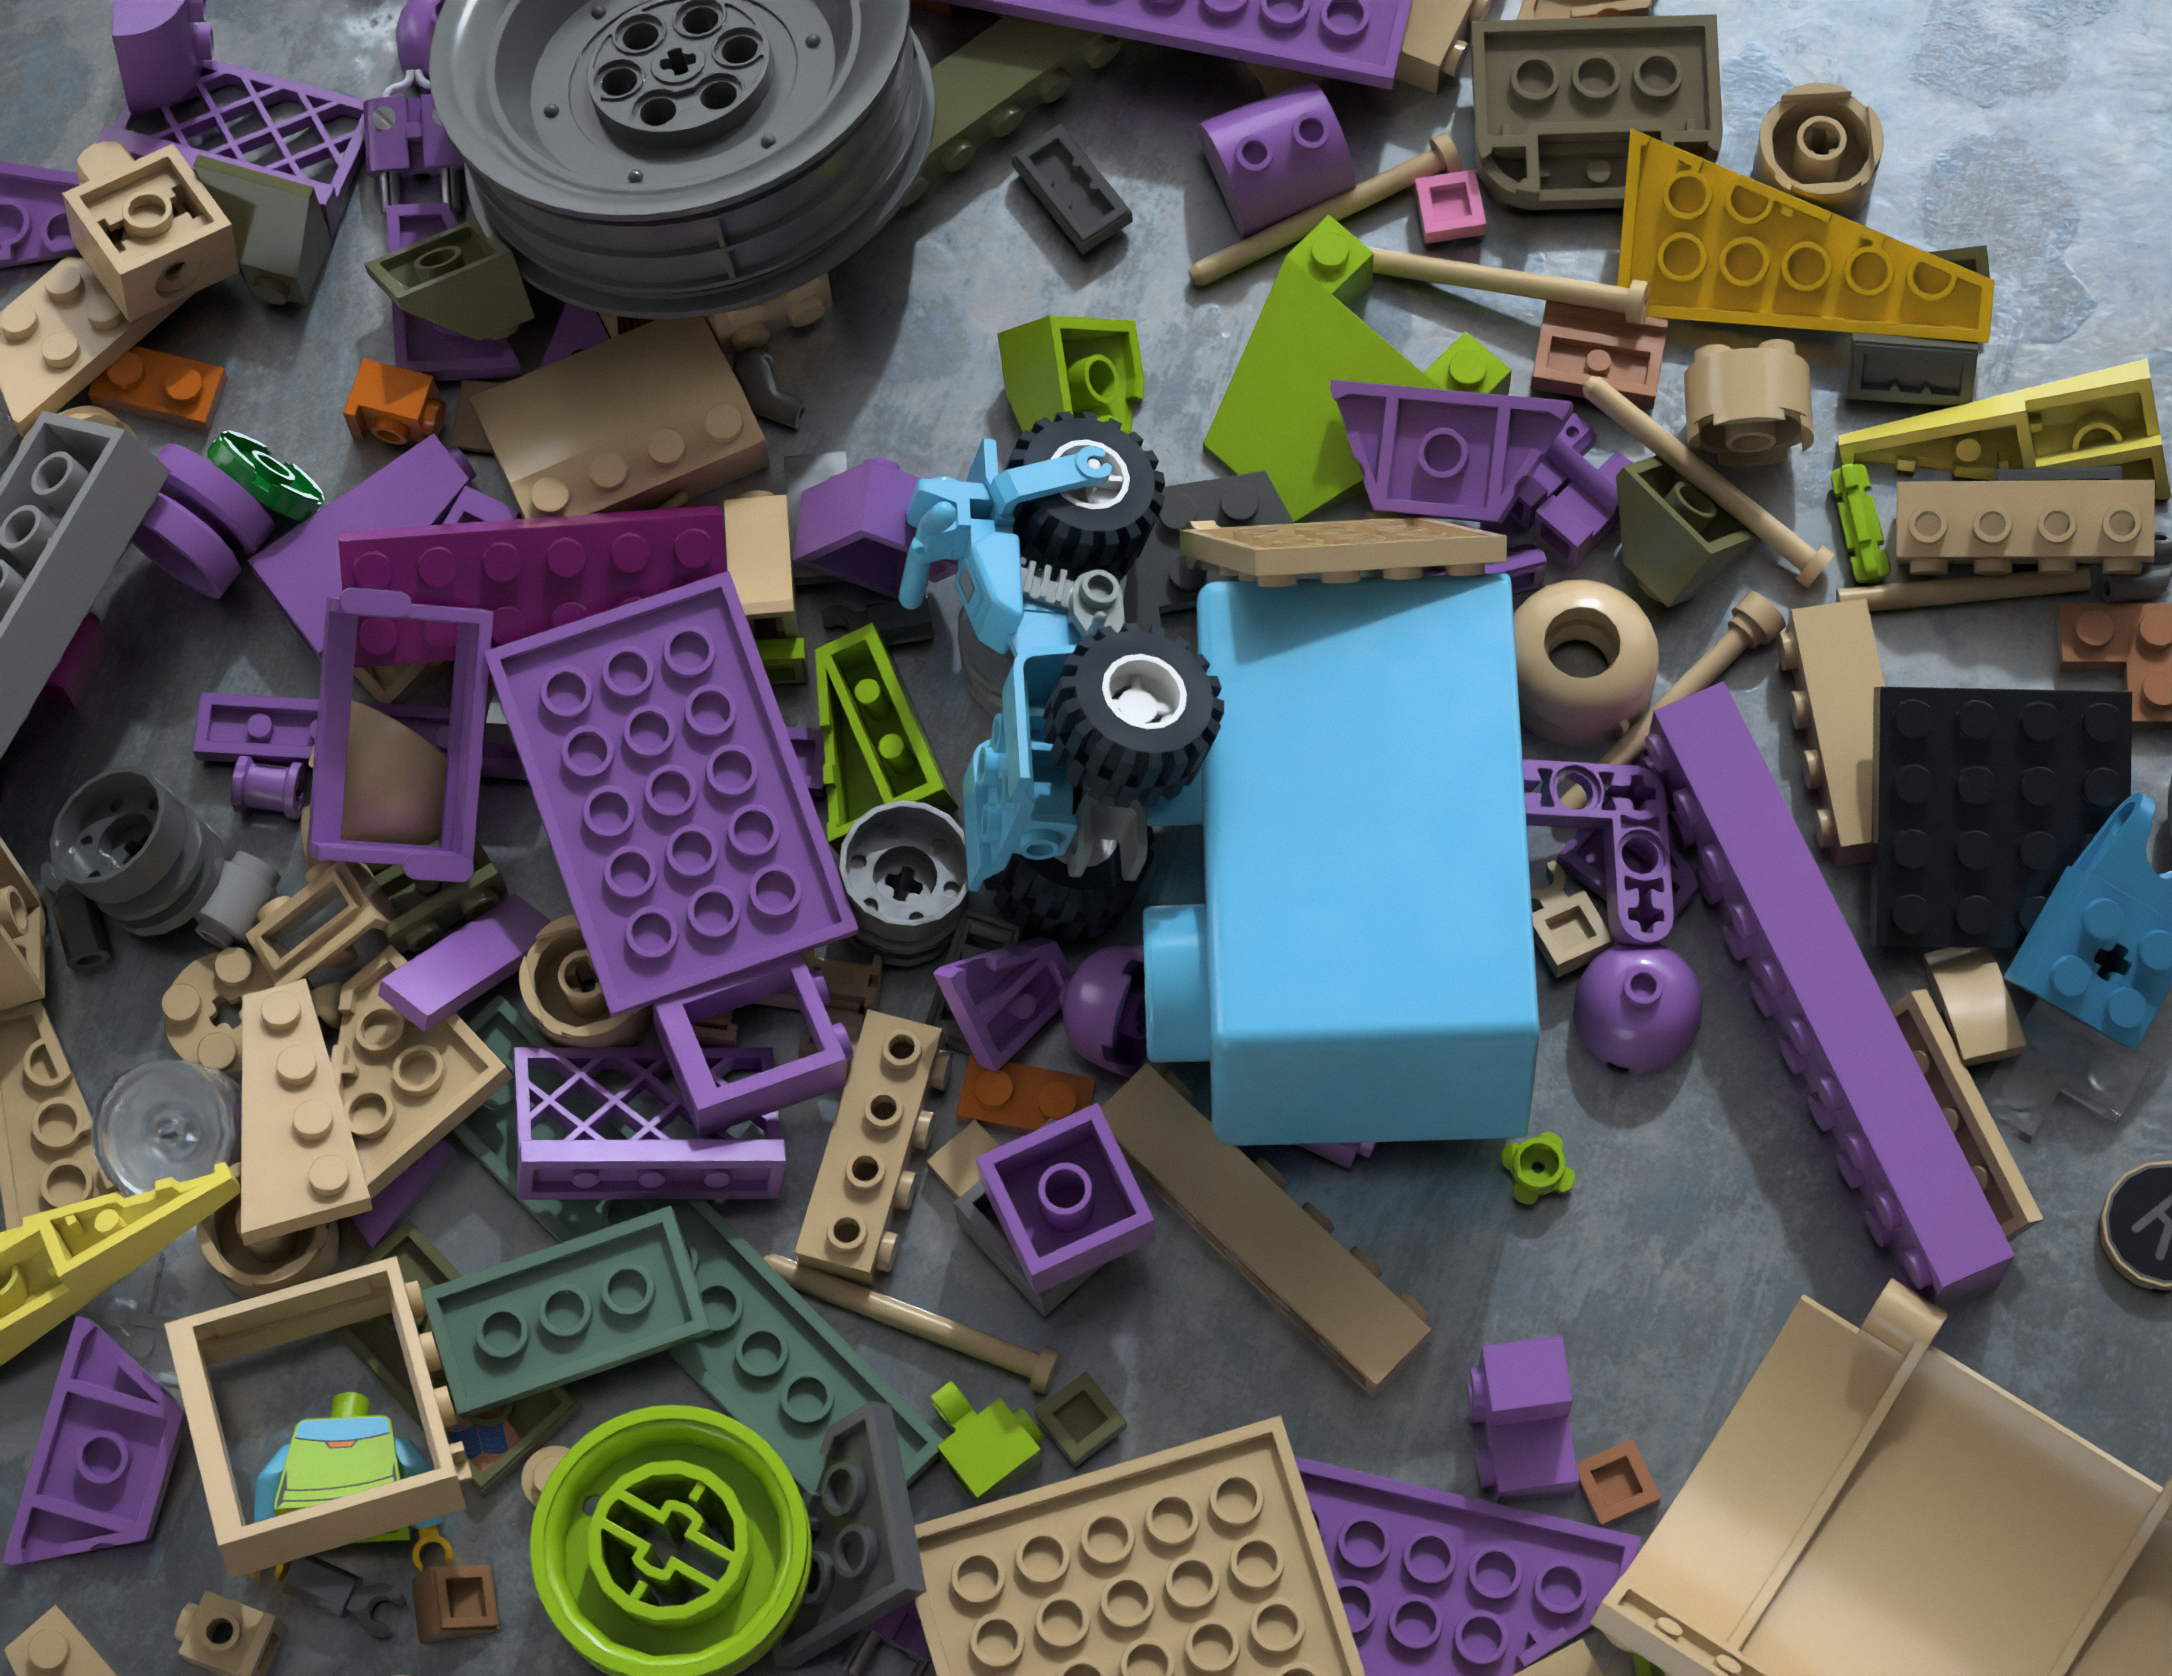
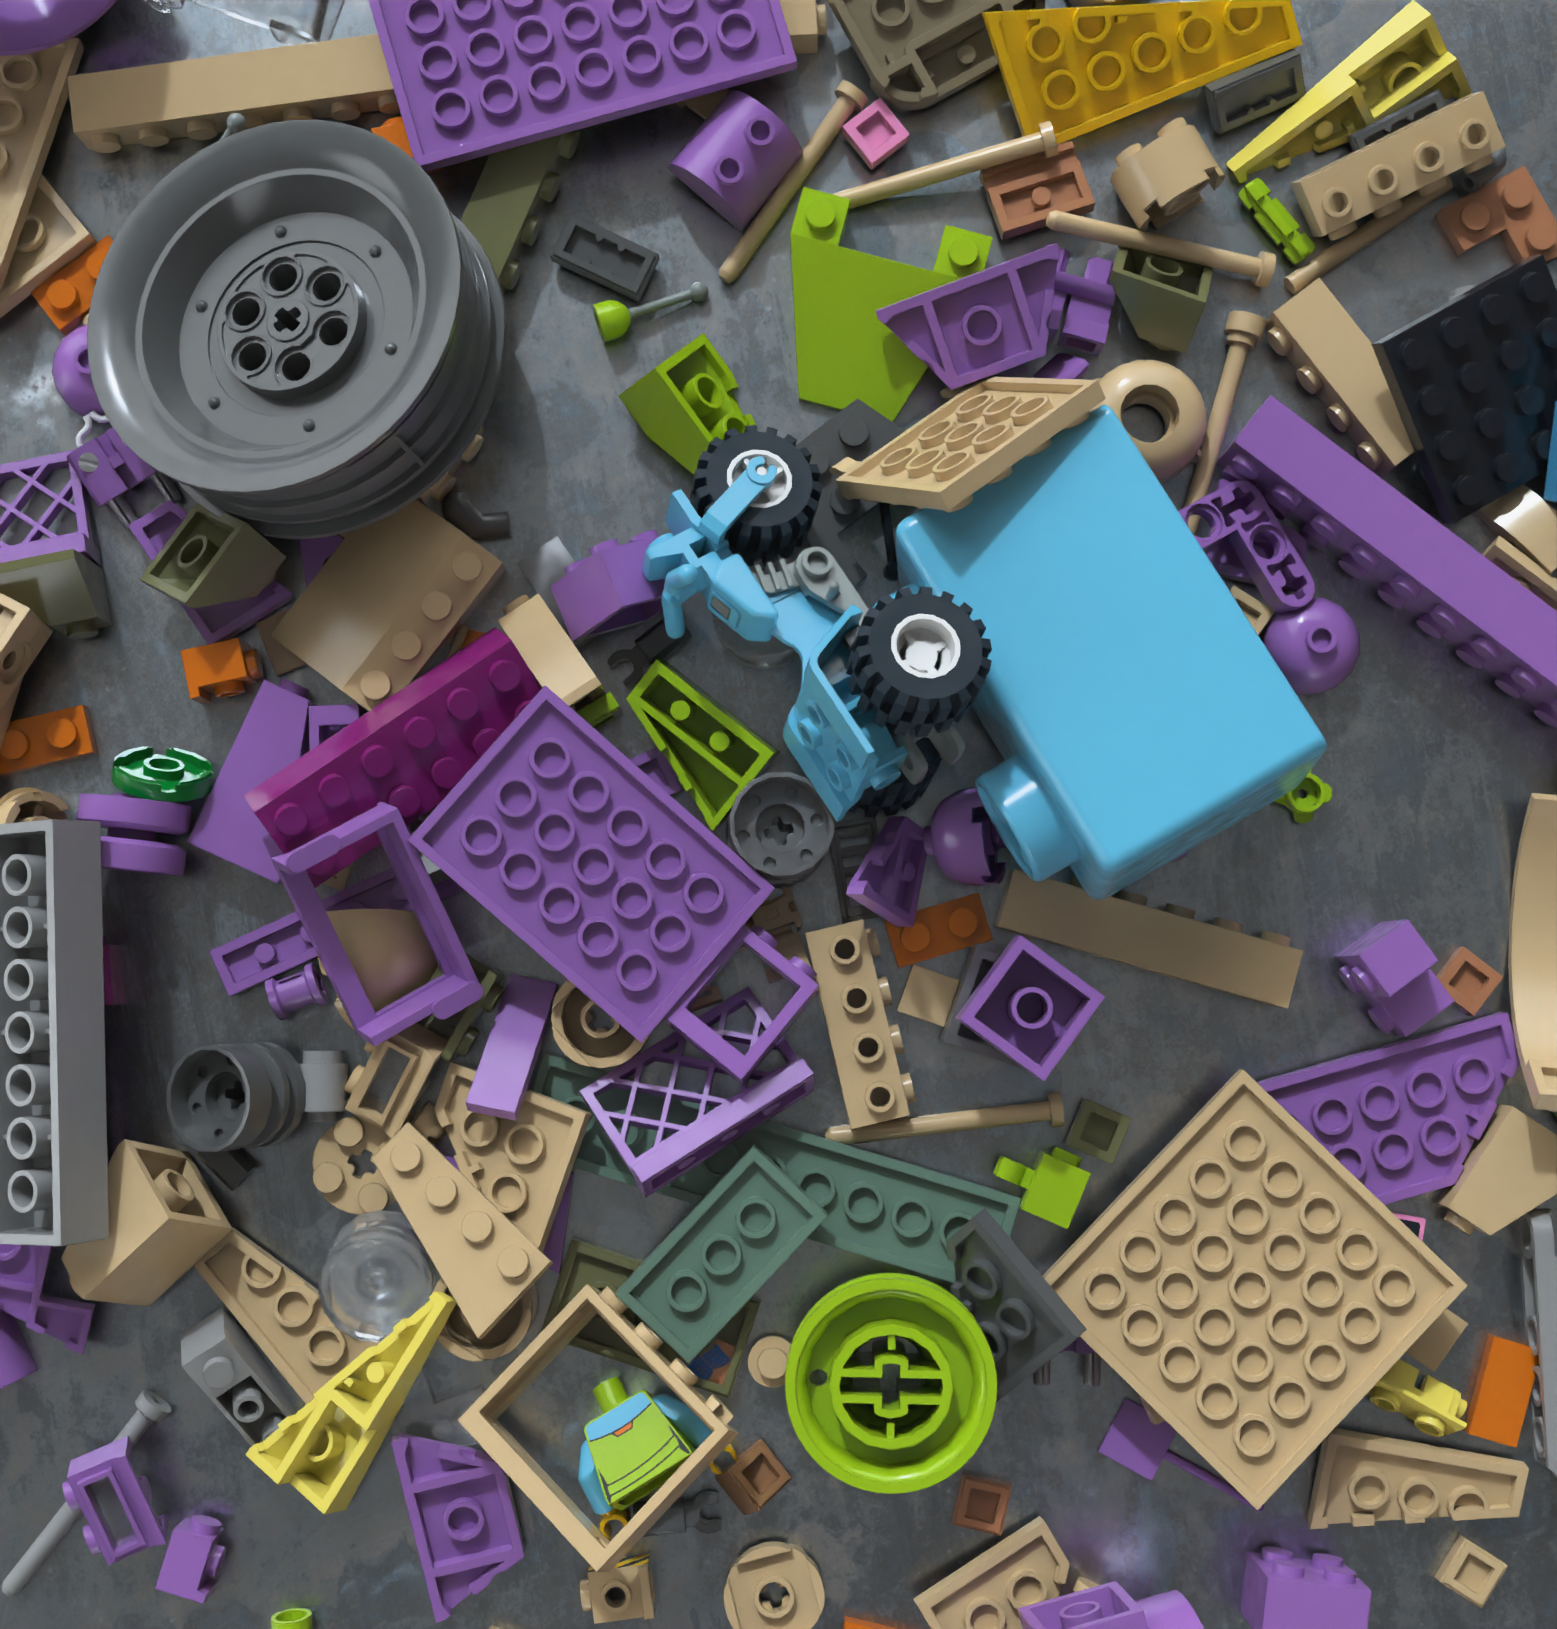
camera: 35 degrees left, 15 degrees up
(1046, 257) = (615, 318): none -> hinge

